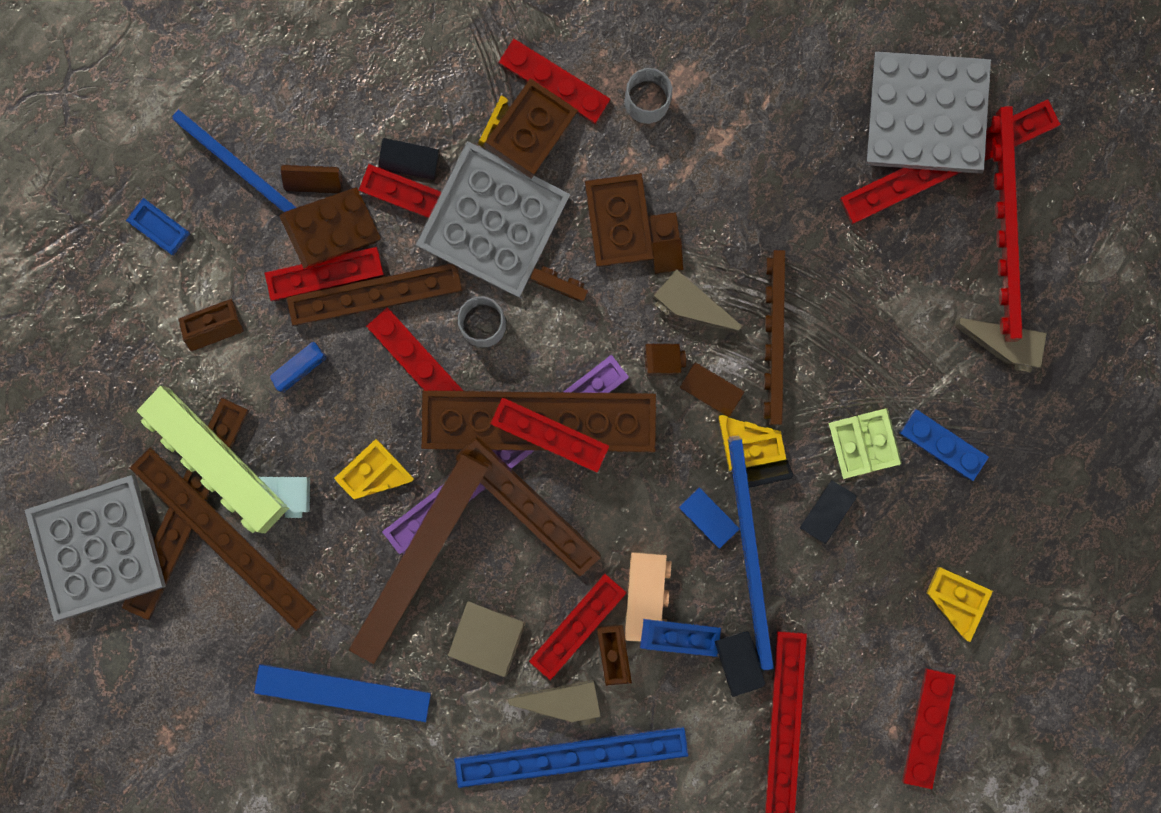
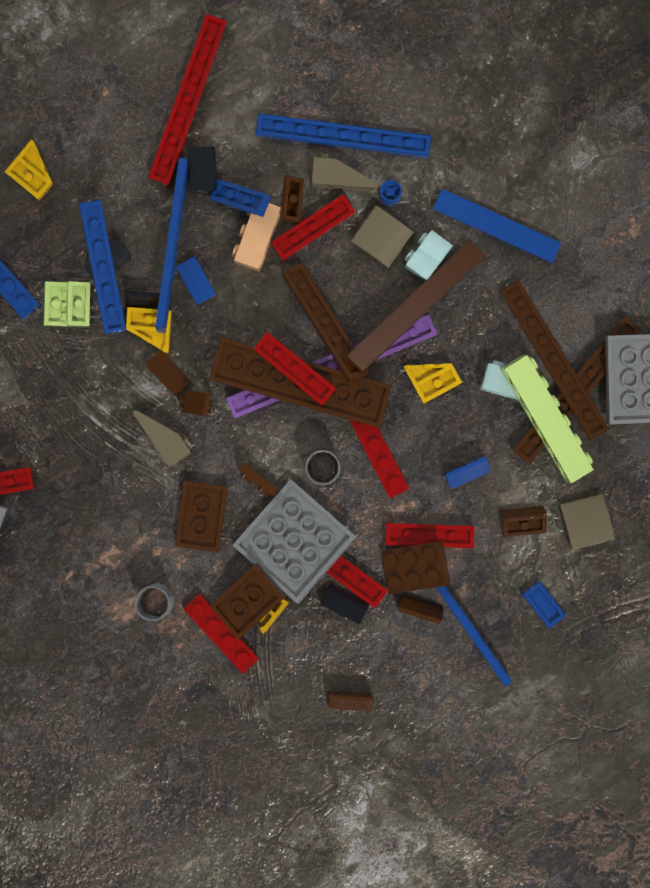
camera: 165 degrees left, 0 degrees up
(129, 345) = (587, 522): none -> dark tan slope
(369, 41) = (350, 701): none -> reddish brown slope
(374, 294) = (396, 510): reddish brown plate -> none
(420, 630) = (428, 255): none -> light aqua brick
(488, 702) = (393, 192): none -> blue wheel
(665, 243) = (171, 490): reddish brown slope -> none
(775, 325) = (108, 405): reddish brown plate -> none
(832, 502) = (102, 266): none -> blue tile
(928, 728) = (79, 86): red plate -> none

